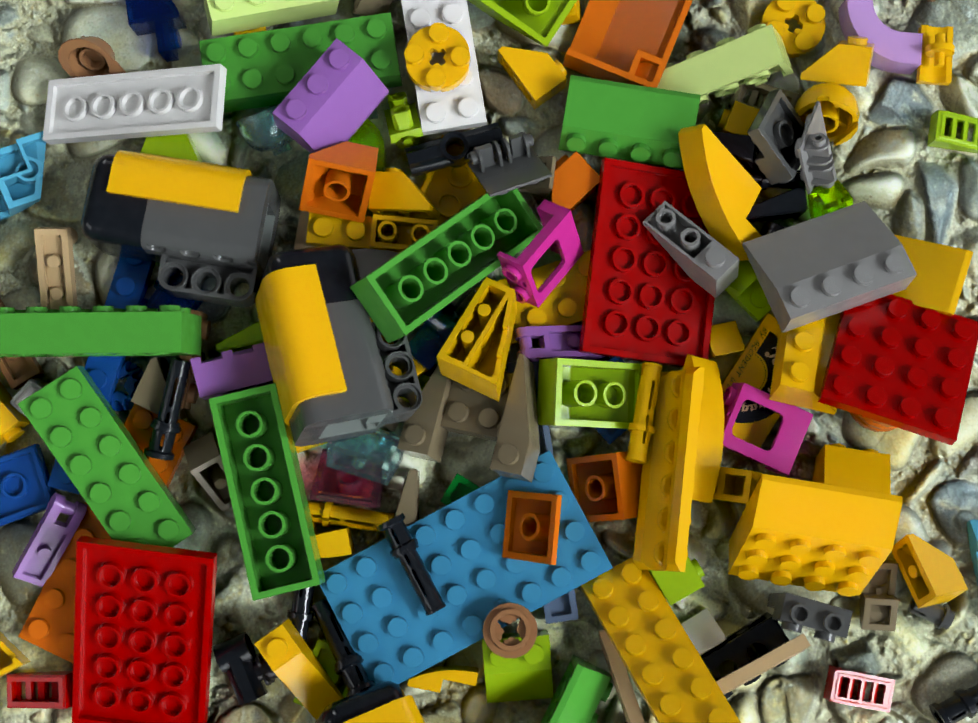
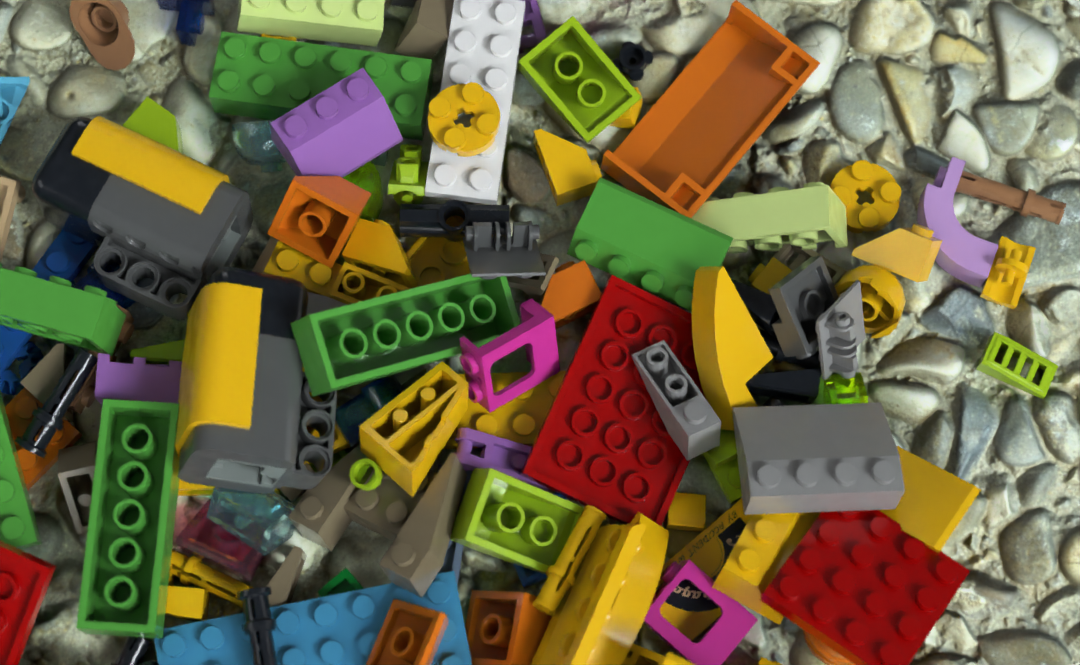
camera: 15 degrees right, 10 degrees down
(135, 104) = (132, 77): white plate -> none
(447, 392) = (361, 472): none -> lime hinge

